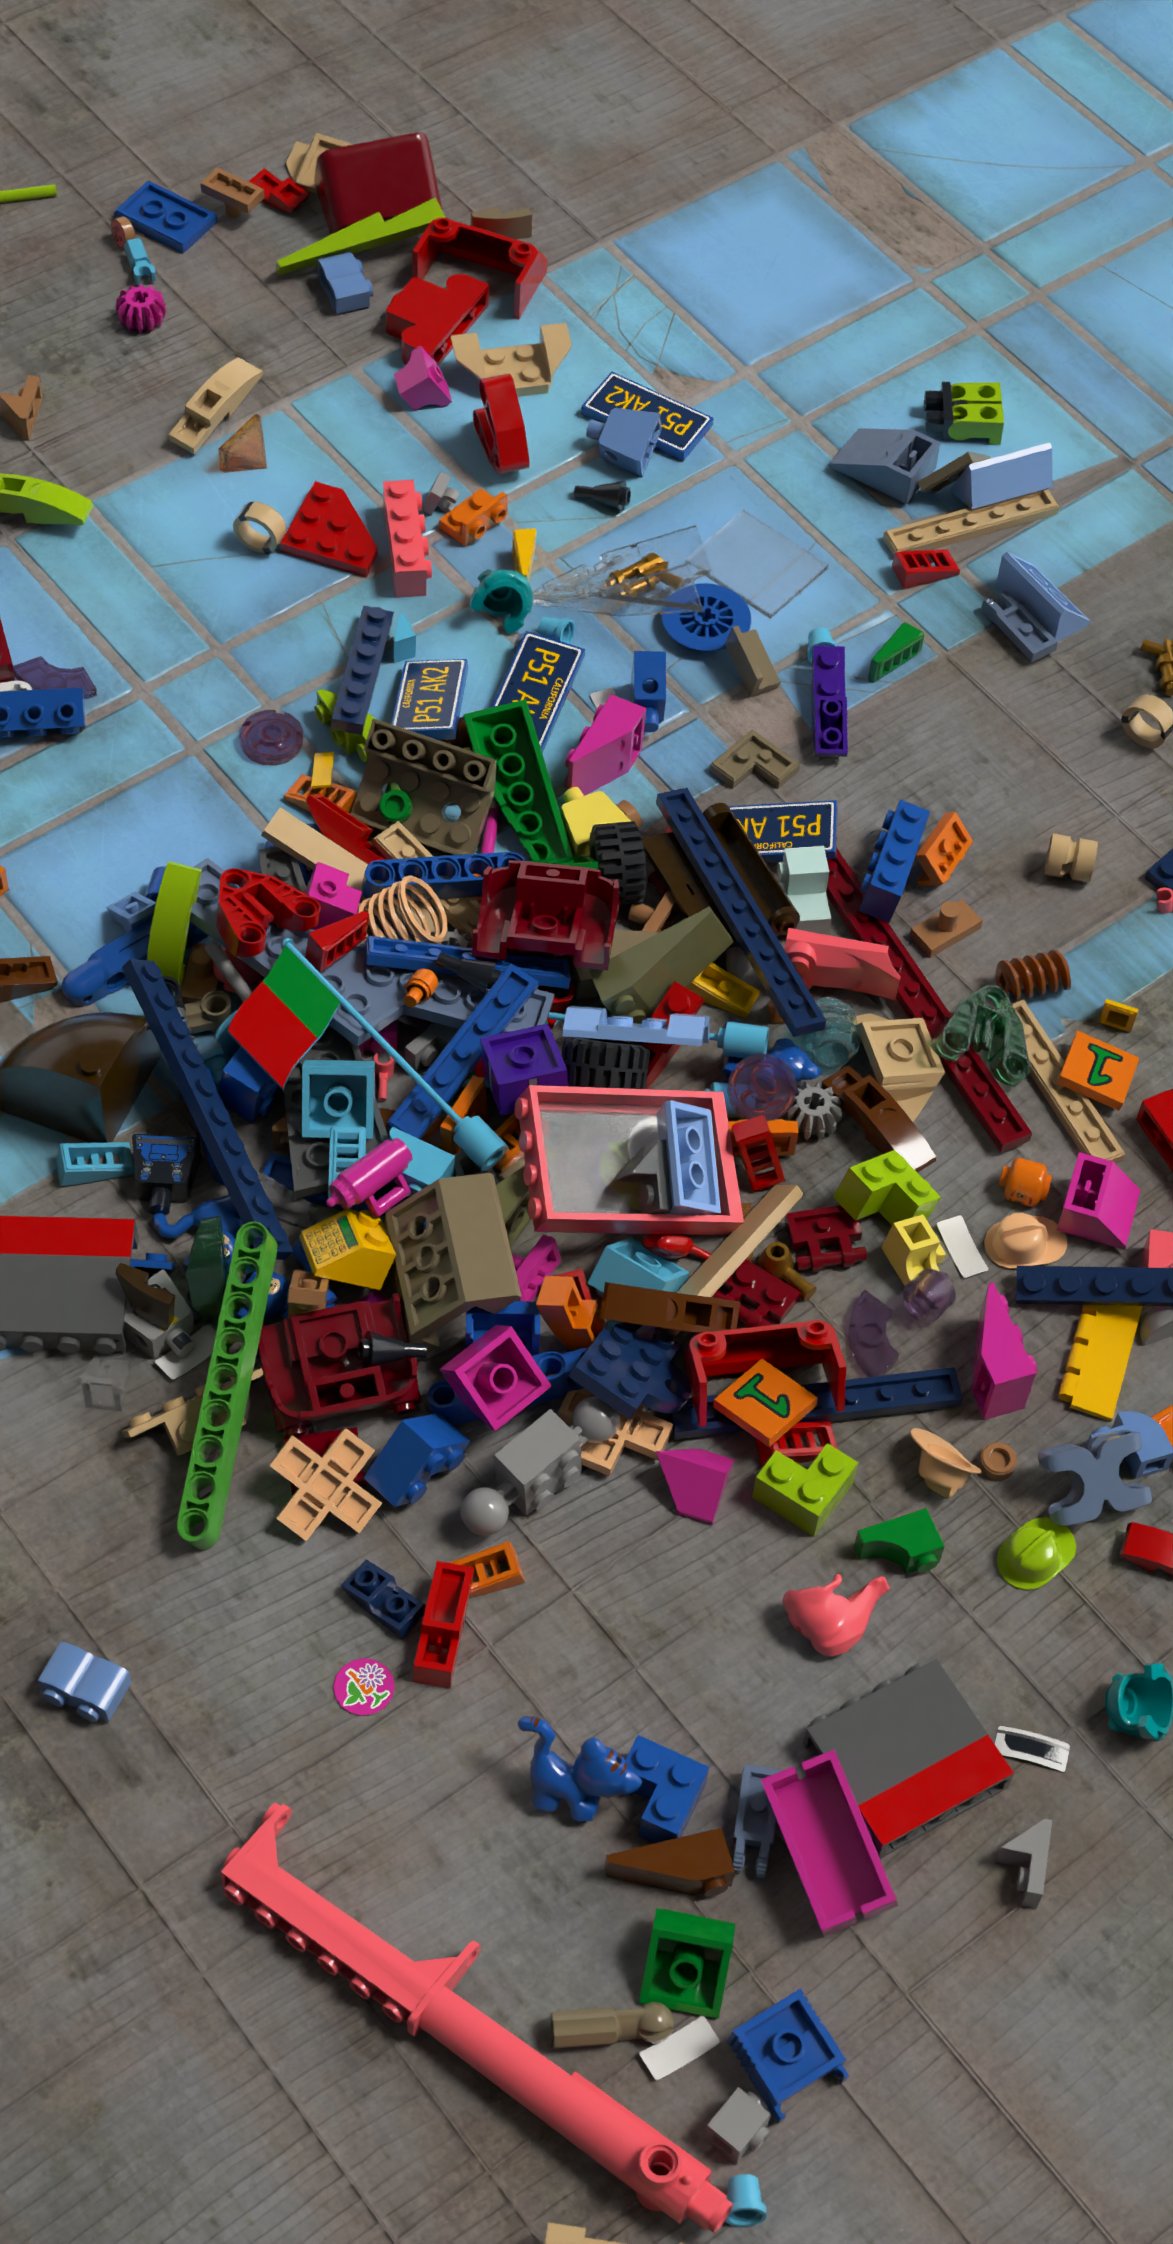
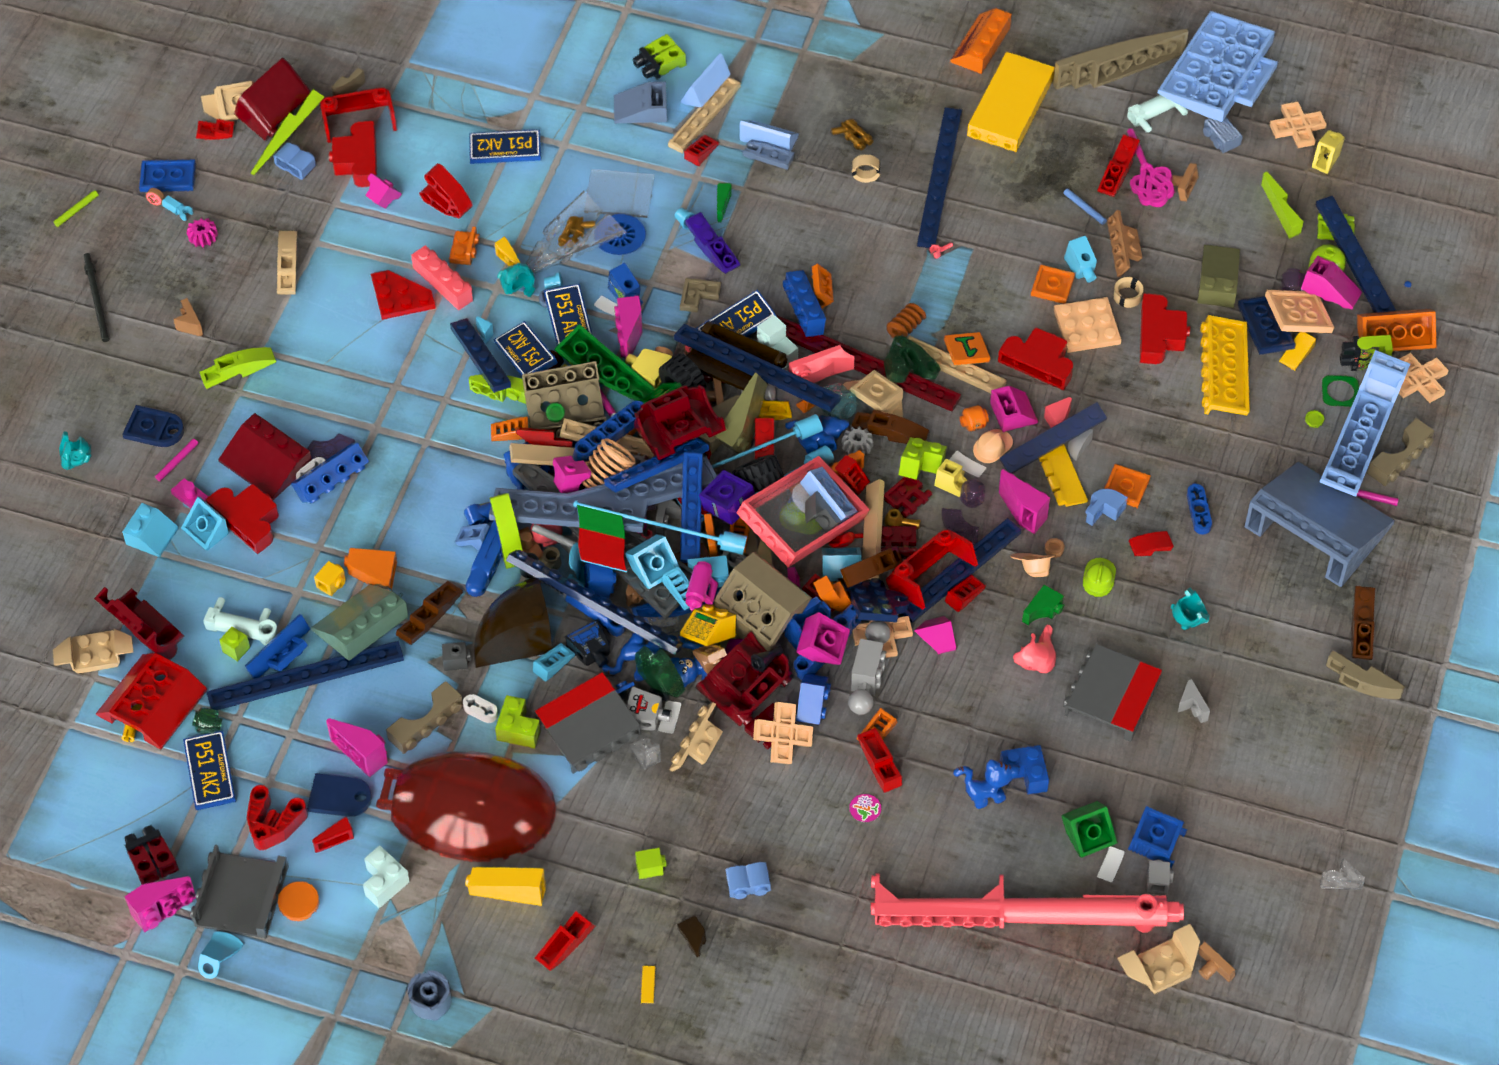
camera: 30 degrees left, 0 degrees up
(147, 1301) = (640, 703): dark brown slope -> none
(233, 191) = (197, 143): medium nougat tile -> none
(234, 1399) = (708, 706): bright green beam -> none
(244, 448) = (322, 276): clear orange slope -> none
(261, 899) = (543, 495): red connector -> none
(268, 519) = (364, 306): tan piece -> none
(271, 737) = (460, 414): clear purple tile -> none
(322, 770) = (500, 415): yellow window -> none
(336, 940) = (592, 492): red slope -> none
(383, 1599) = (839, 766): dark blue slope -> none
(420, 987) = (649, 488): orange cylinder -> none
(440, 495) = (439, 245): light grey tile -> none
(475, 972) = (669, 466): black cone -> none
(528, 364) = (419, 156): tan piece -> none
(593, 1023) = (781, 437): light blue piece -> none
(607, 2026) = (1077, 873): dark tan piece -> none
(612, 494) = (522, 198): black cone -> none
(627, 438) = (508, 164): medium blue torso -> none
(681, 1865) = (1056, 793): reddish brown slope -> none
(746, 2200) = (1188, 903): medium azure piece -> none
(751, 661) = (659, 244): dark tan panel -> none
(754, 1819) = (1071, 755): sand blue hinge -> none
(762, 1087) = (832, 444): clear purple tile -> none
(765, 1402) = (942, 581): orange tile -> none
(804, 1494) = (986, 611): lime brick -> none
(829, 1843) = (1112, 743): dark pink piece -> none
(946, 927) = (848, 322): medium nougat tile -> none
(949, 473) = (681, 93): dark tan tile -> none
(1032, 1747) = (1158, 657): sticker -> none
(1071, 857) = (880, 255): tan wheel -> none
(1095, 1477) = (1103, 528): sand blue piece -> none
(1118, 1015) = (956, 318): yellow slope -> none

